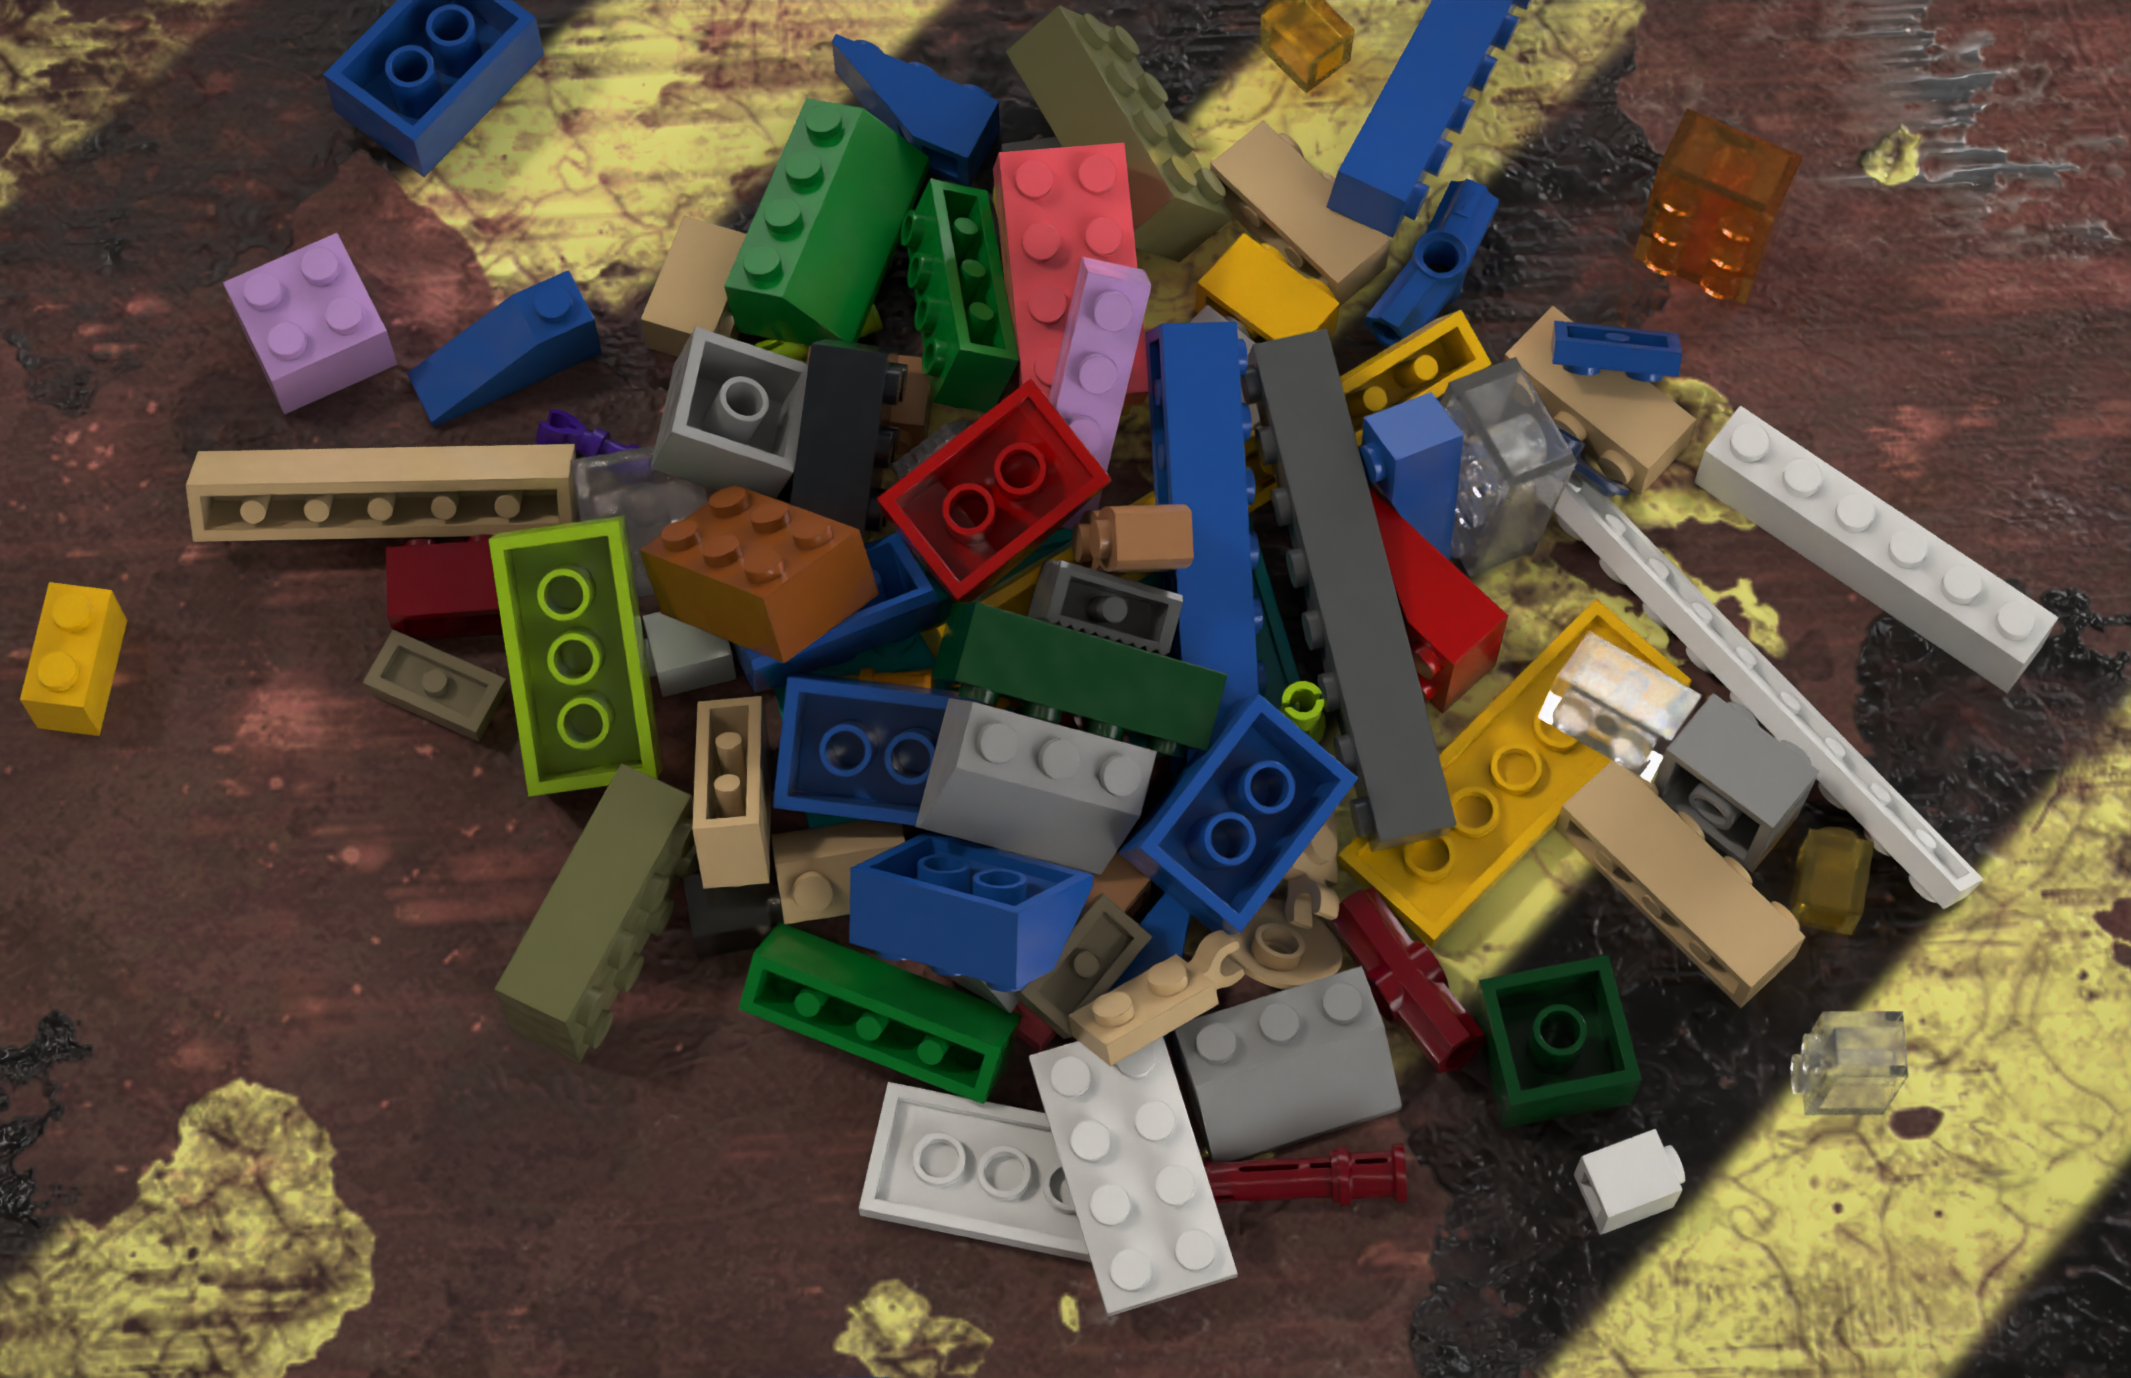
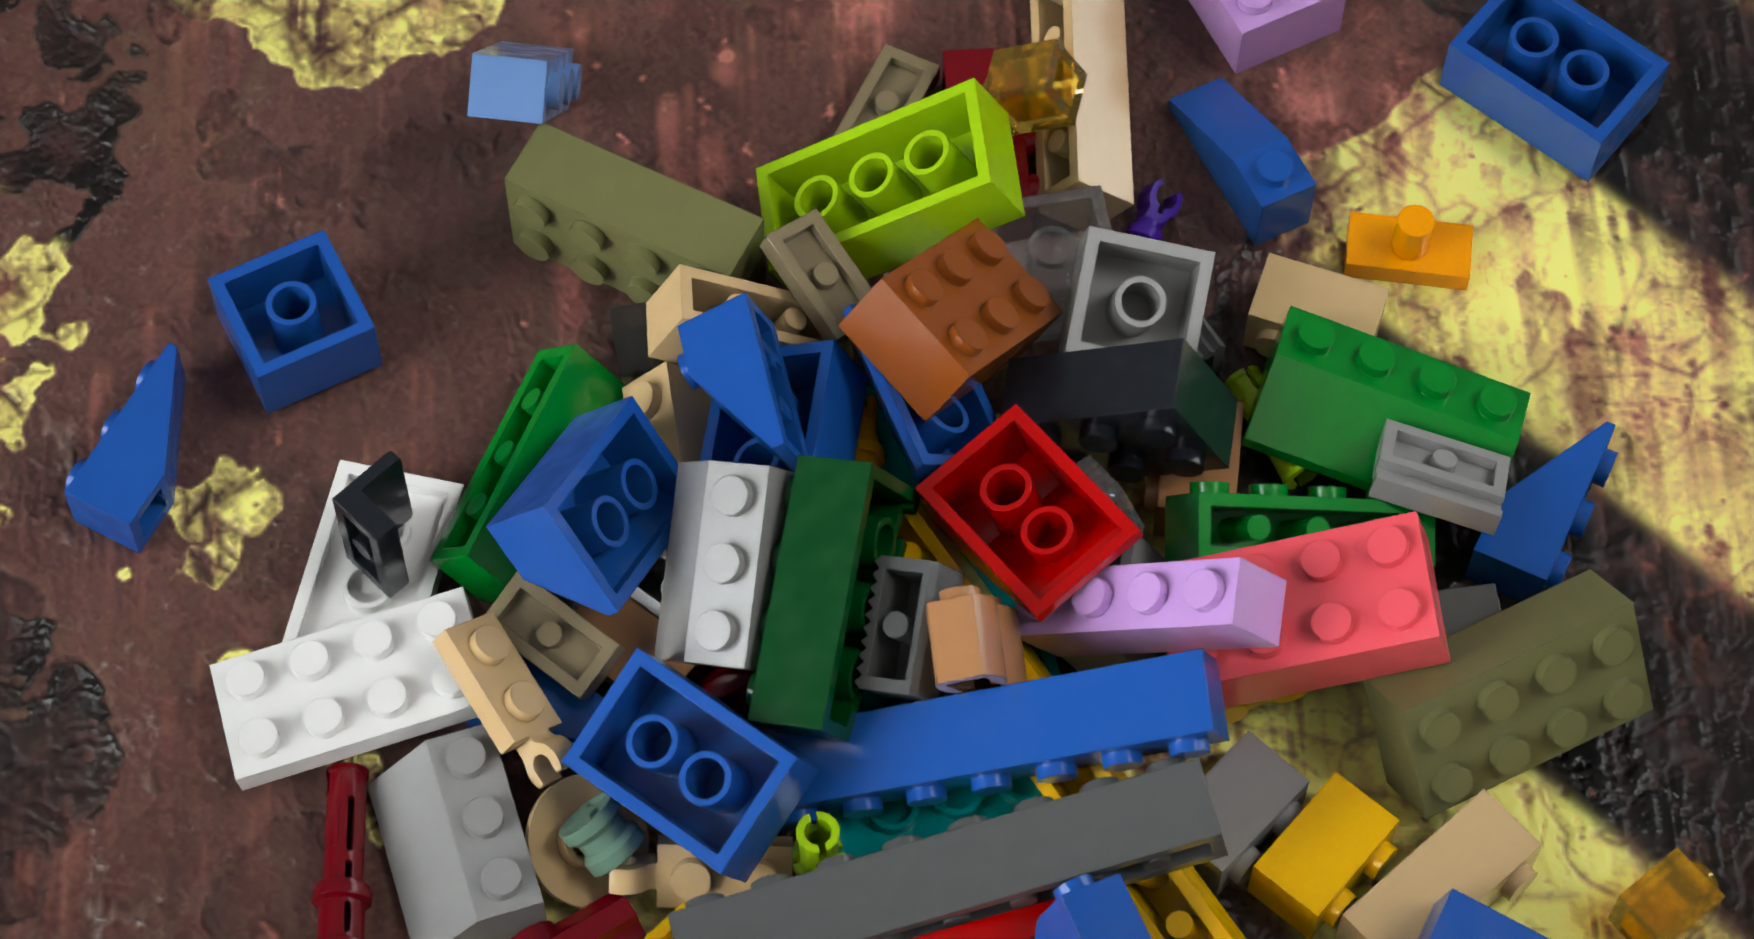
camera: 90 degrees right, 5 degrees down
(426, 1023) = (523, 82): none -> medium blue brick
(460, 514) = (1036, 85): none -> clear yellow brick
(617, 214) = (1408, 249): none -> light orange tile
(689, 708) = (816, 271): none -> dark tan plate
(698, 1260) = (295, 321): none -> blue brick
(820, 767) = (742, 369): none -> blue slope
(907, 170) = (1440, 476): none -> light grey plate
(978, 1146) = (369, 521): none -> black panel
(1282, 933) = (601, 834): none -> sand green wheel

